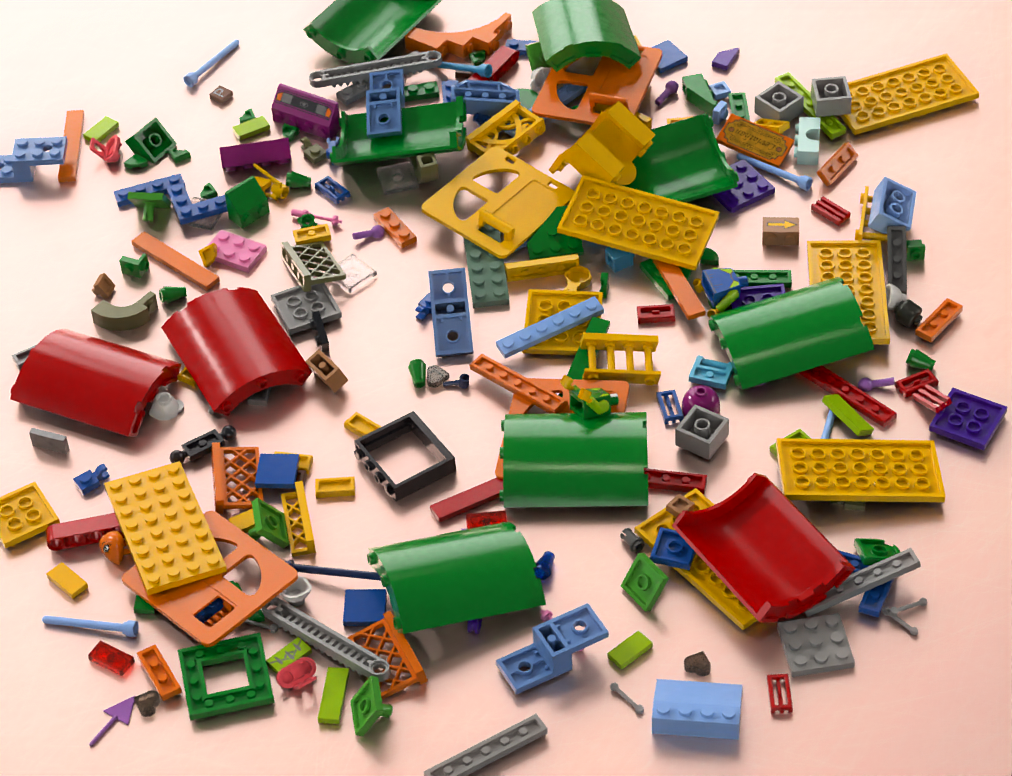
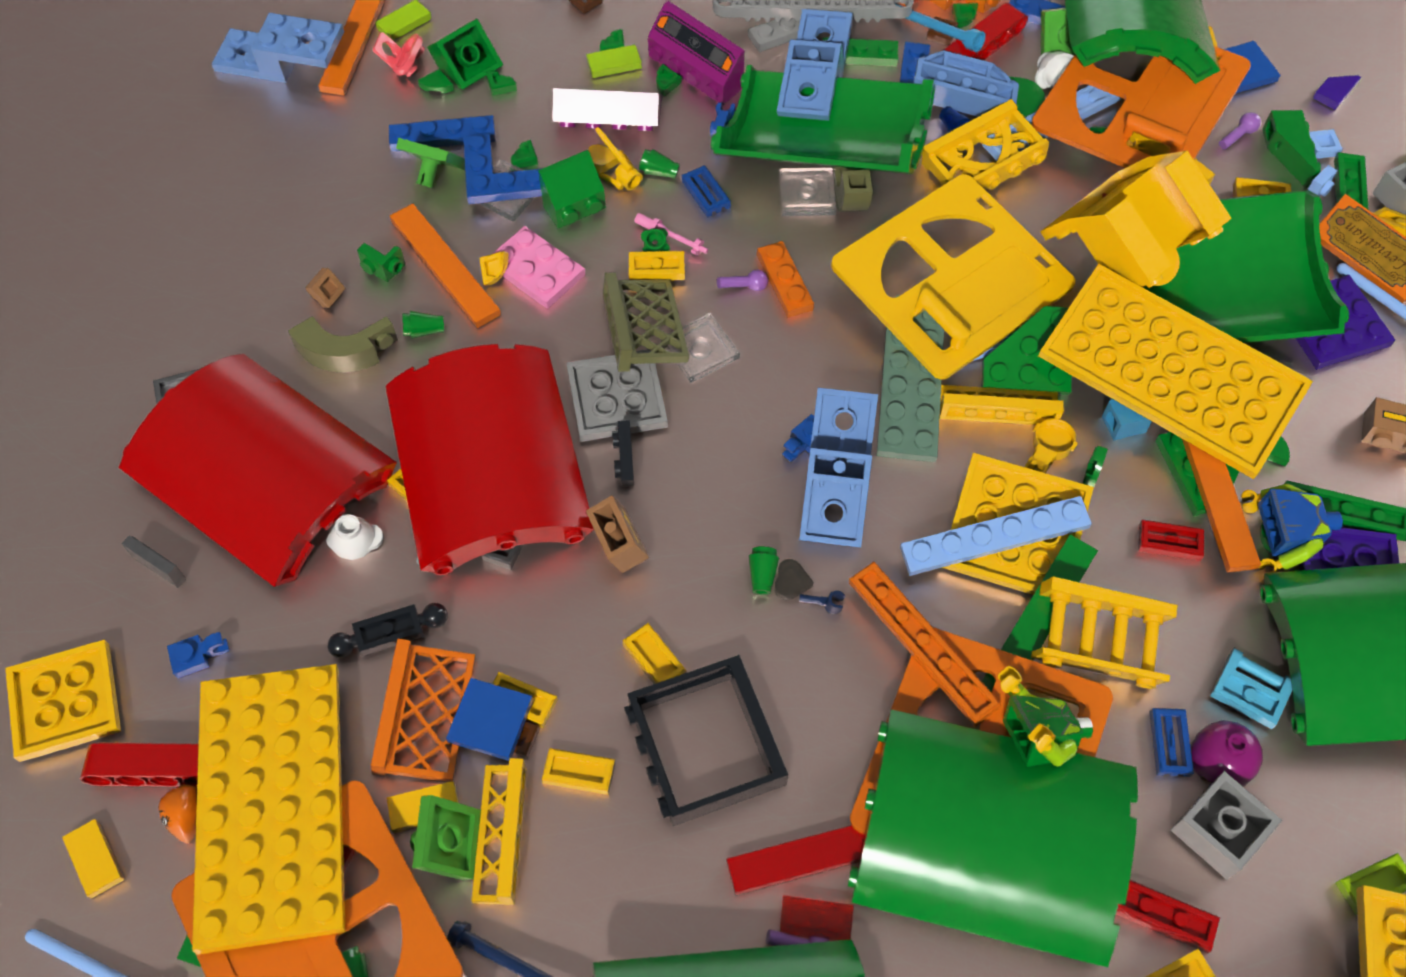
camera: 10 degrees right, 15 degrees up
(313, 153) = (693, 122): olive plate -> none

